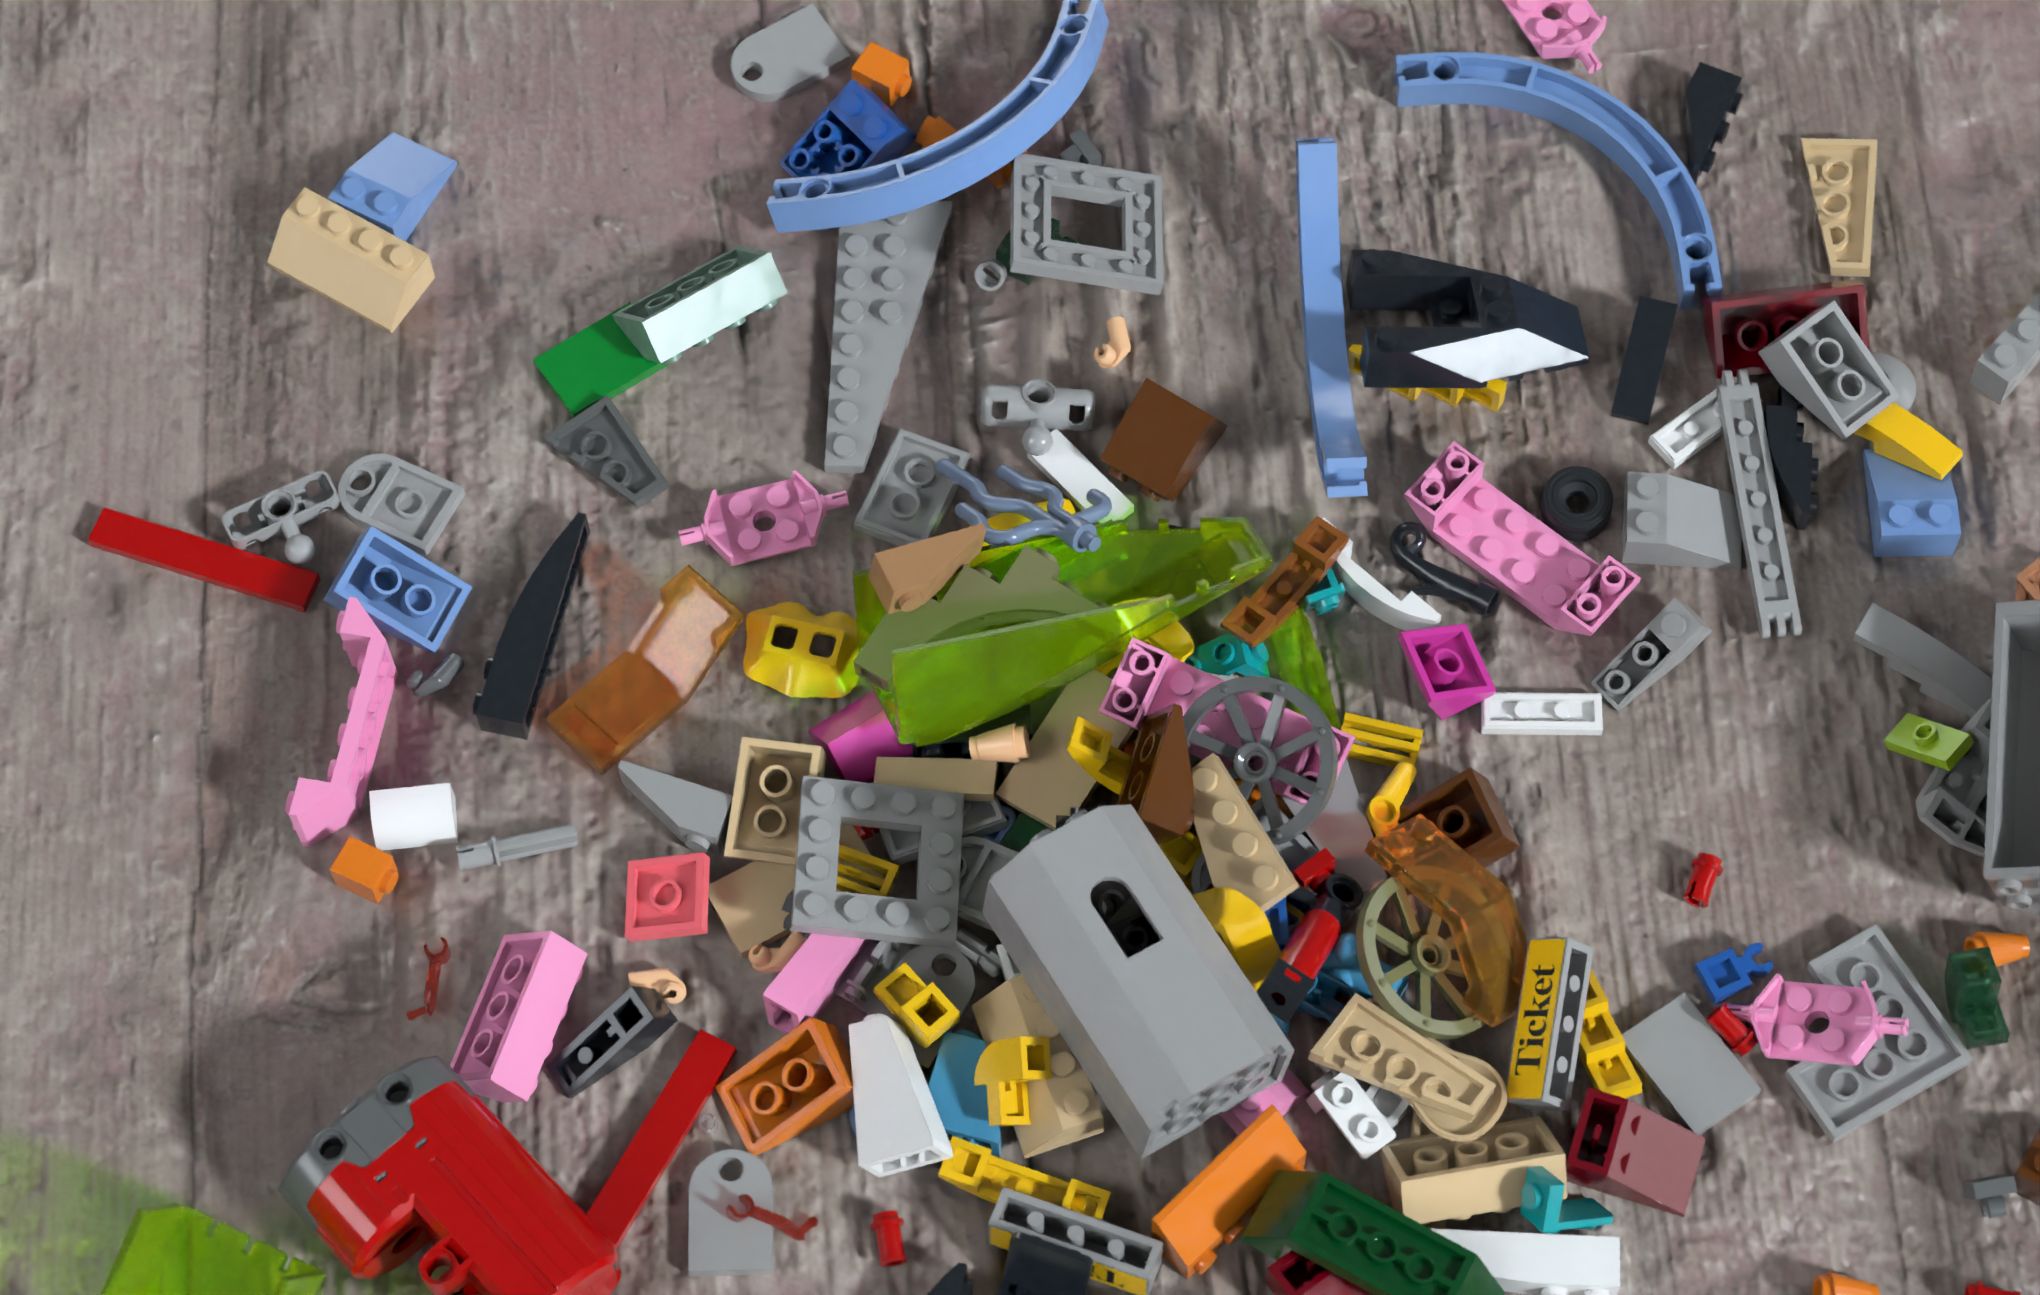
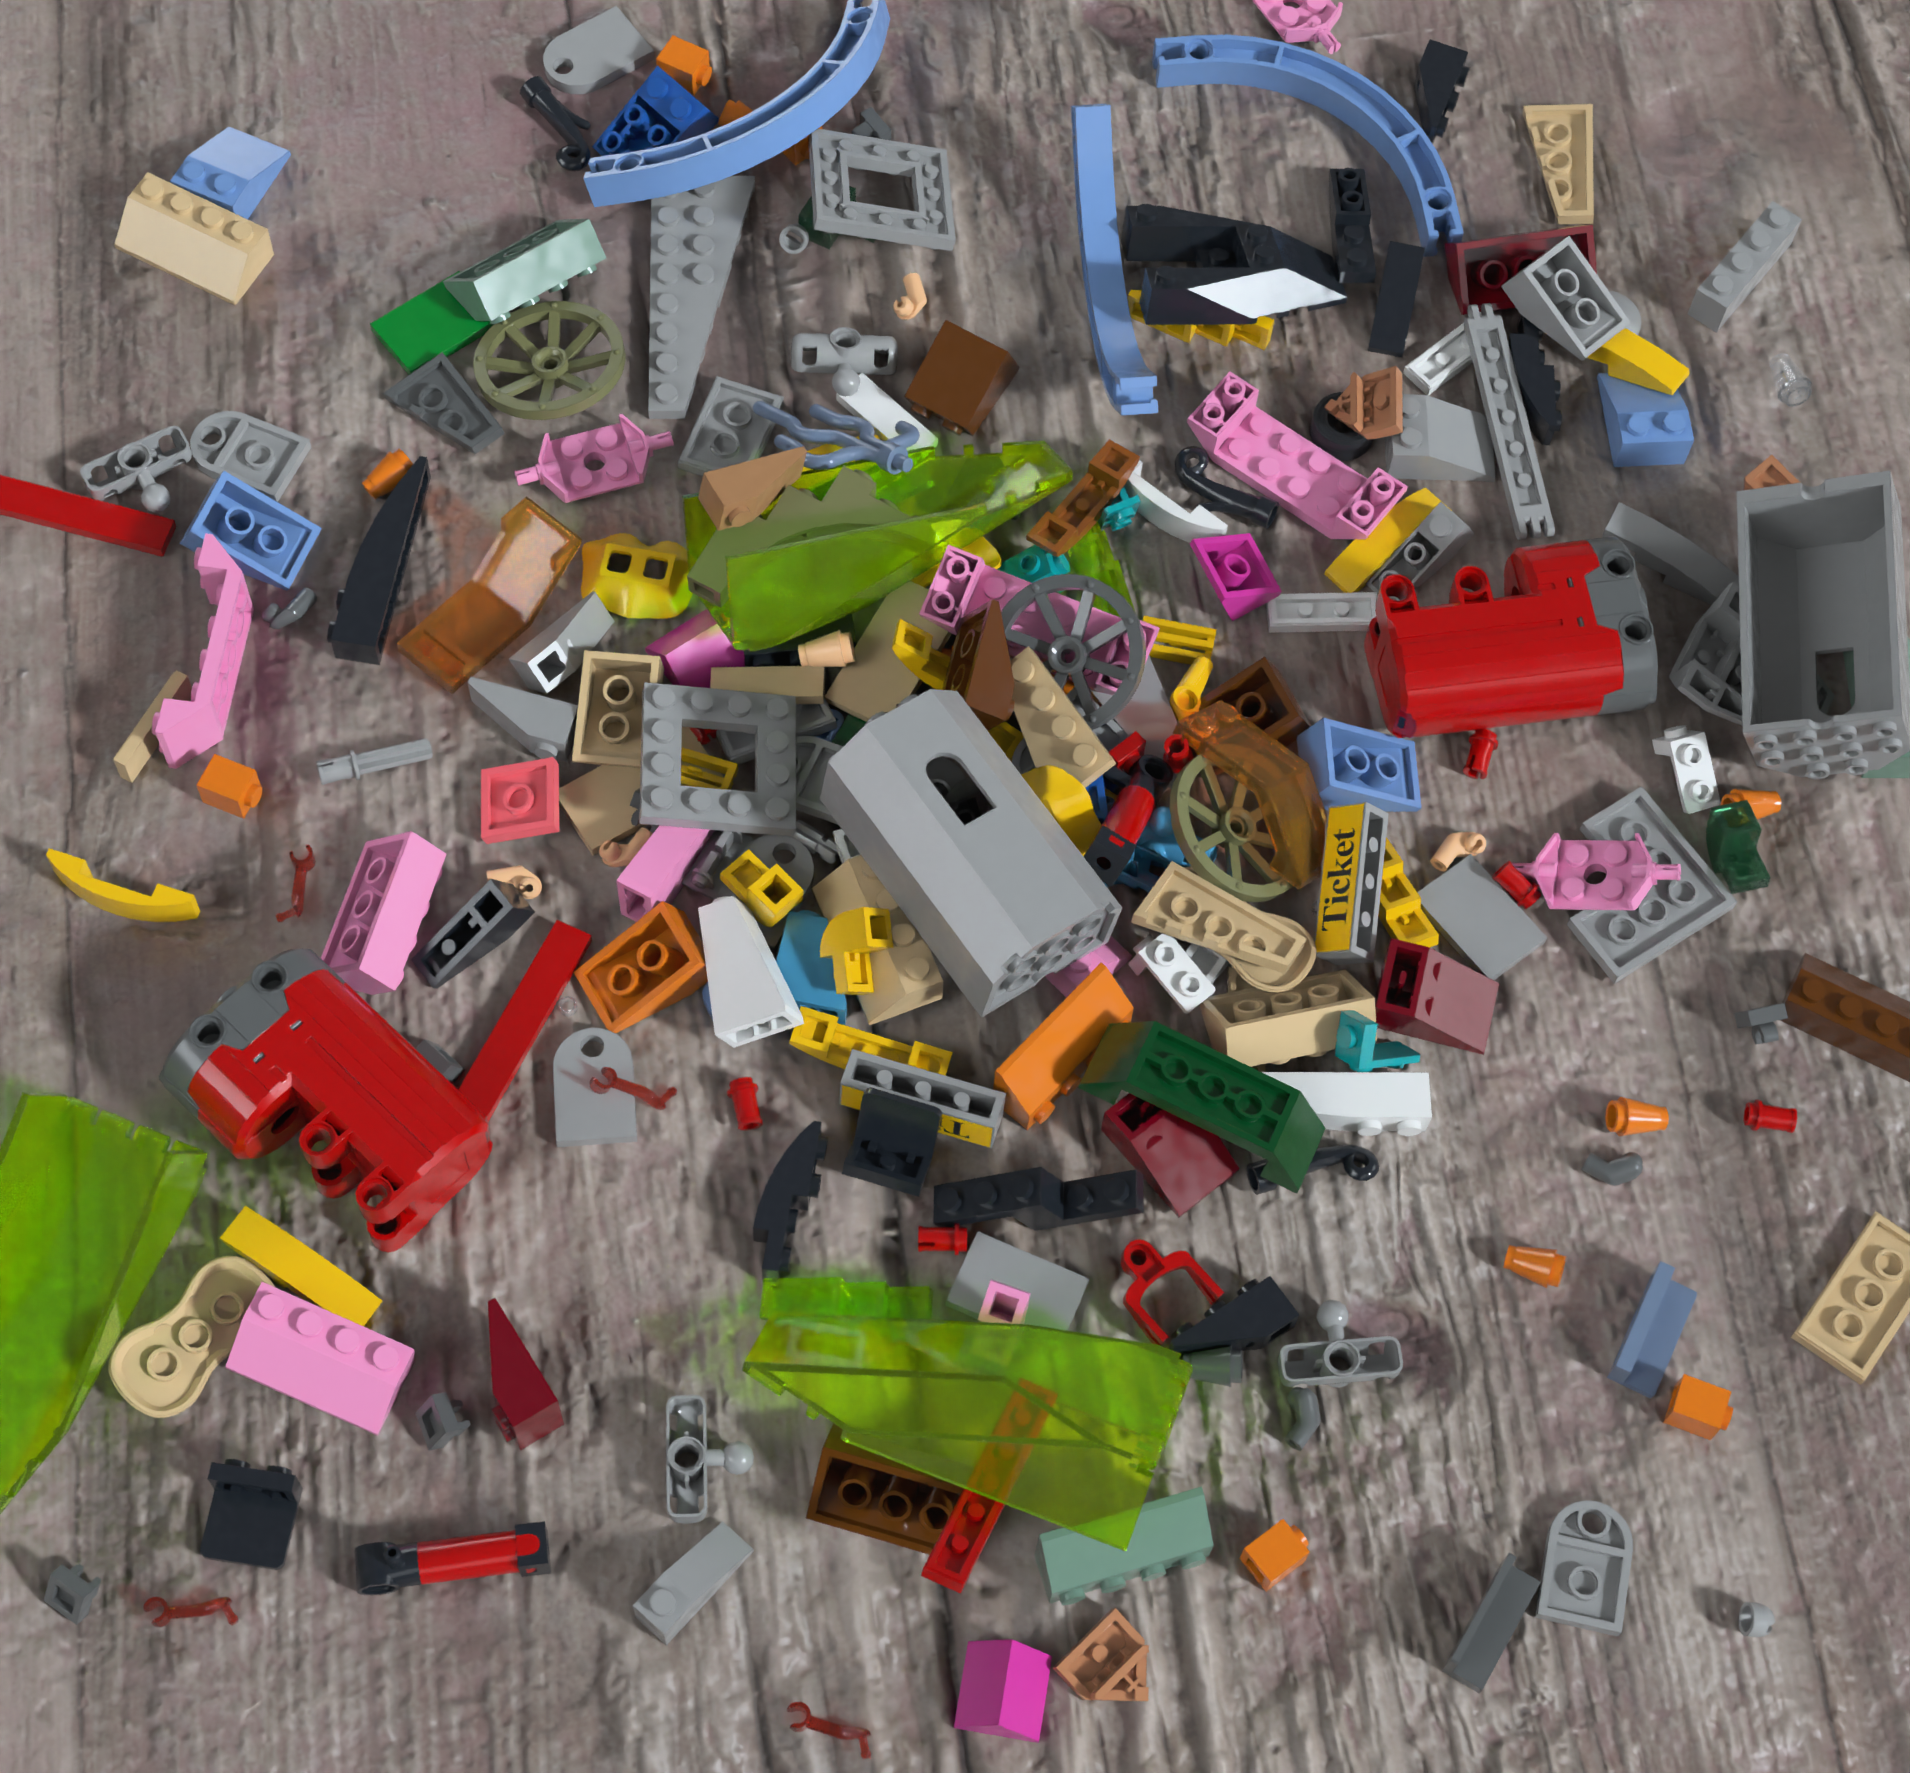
camera: 10 degrees left, 0 degrees up
(273, 819) = (141, 741): none -> tan tile
(291, 997) = (163, 906): none -> yellow slope
(413, 816) = (275, 735): white brick -> none
(544, 529) = (387, 474): none -> orange cone
(570, 1178) = (440, 1059): none -> dark grey tile
(717, 729) = (561, 646): none -> light grey slope
(723, 410) = (551, 364): none -> olive wheel
(725, 105) = (565, 122): none -> black plant
(1364, 865) = (1177, 752): none -> red pin
(1570, 892) = (1361, 766): none -> medium blue slope
(1589, 655) = (1364, 557): none -> yellow slope
(1600, 274) = (1350, 226): none -> black slope
(1607, 482) = (1371, 404): none -> nougat slope
(1671, 982) = (1457, 846): none -> light nougat arm
(1728, 974) = (1510, 836): blue plate -> none
(1789, 771) = (1554, 648): none -> red piece
(1928, 741) = (1681, 623): lime plate -> none
(1932, 904) = (1691, 767): none -> white bracket

